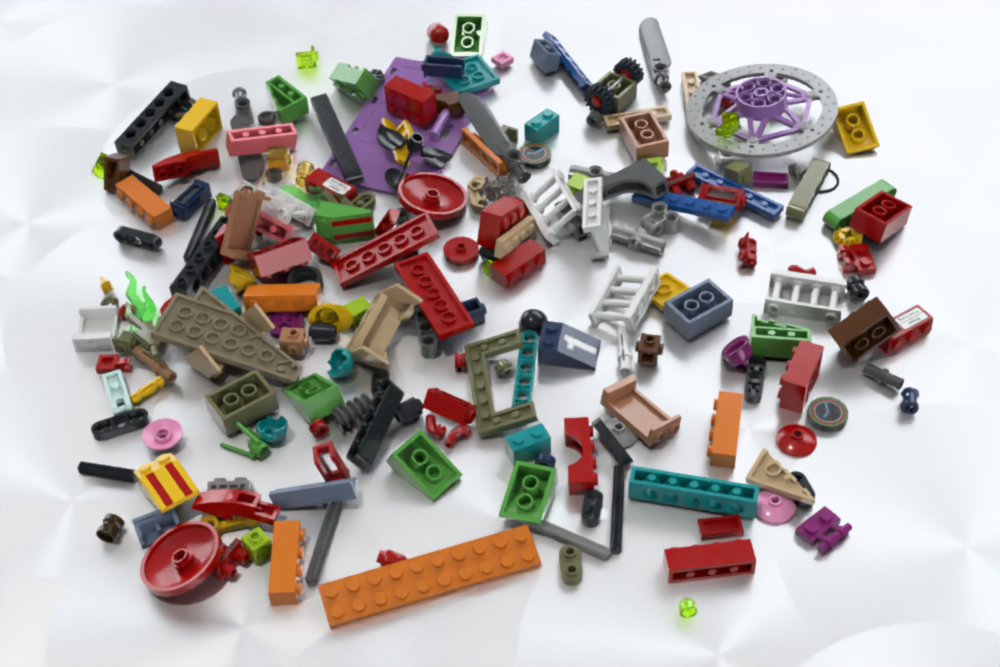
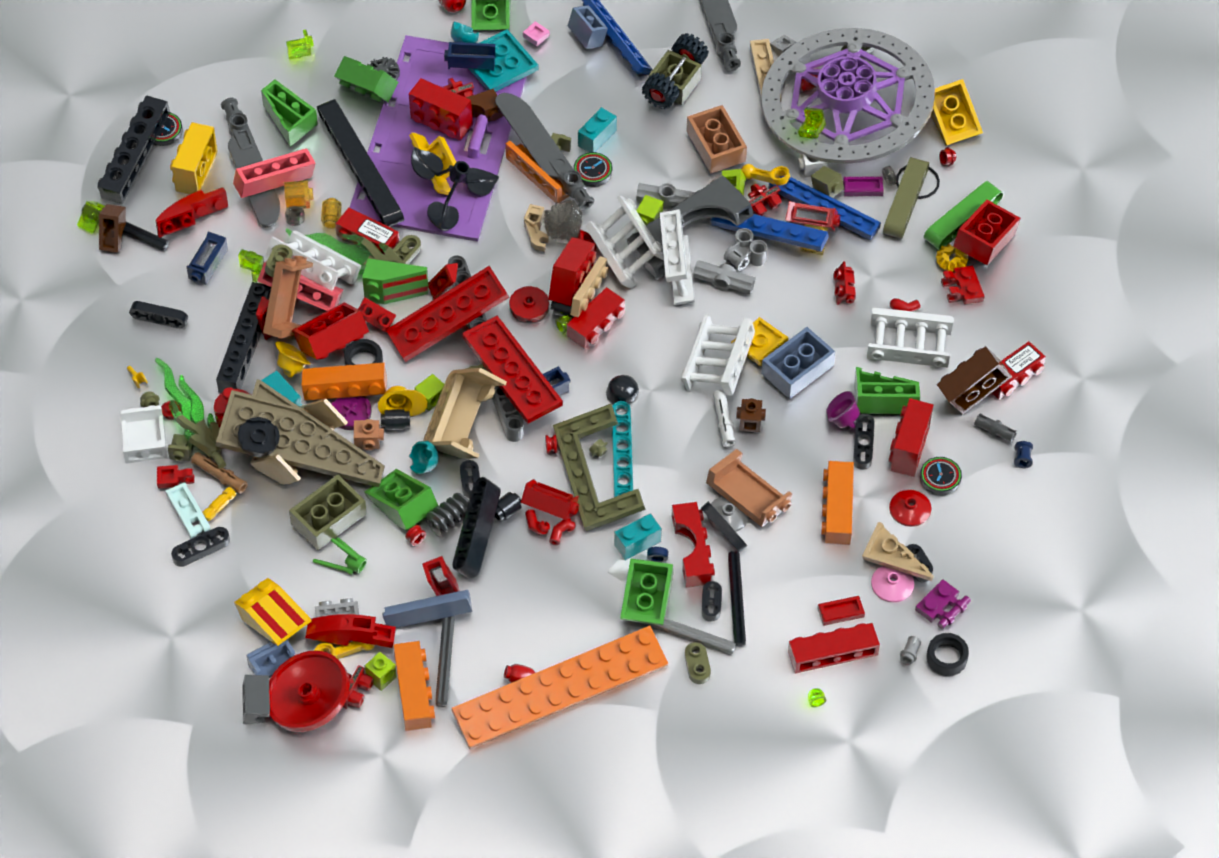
camera: 10 degrees left, 10 degrees up
(106, 471) = (201, 601): black axle -> none
(111, 526) = (223, 662): dark brown wheel -> none
(131, 561) = (255, 698): none -> dark grey hinge
(144, 202) = (153, 265): orange brick -> none
(162, 434) = (250, 548): bright pink dish -> none
(190, 331) = (258, 437): none -> black tile
(200, 229) = (226, 297): black axle -> none
(267, 118) = (268, 136): dark grey tile -> none
(272, 429) = (366, 540): teal hair -> none
(424, 466) = (534, 569): bright green slope -> none
(433, 193) = (486, 236): red dish -> none
(567, 347) = (664, 418): dark blue slope -> none
(590, 119) = (656, 115): dark grey bush -> none
(661, 113) = (678, 117): tan plate -> none
(693, 164) = (771, 177): none -> yellow piece
(693, 491) = (812, 576): teal brick -> none
(786, 573) = (908, 655): none -> light grey pin
(824, 590) = (952, 640): none -> black tyre
(847, 161) = (947, 156): none -> red plate
(857, 288) = (965, 325): black wheel -> none

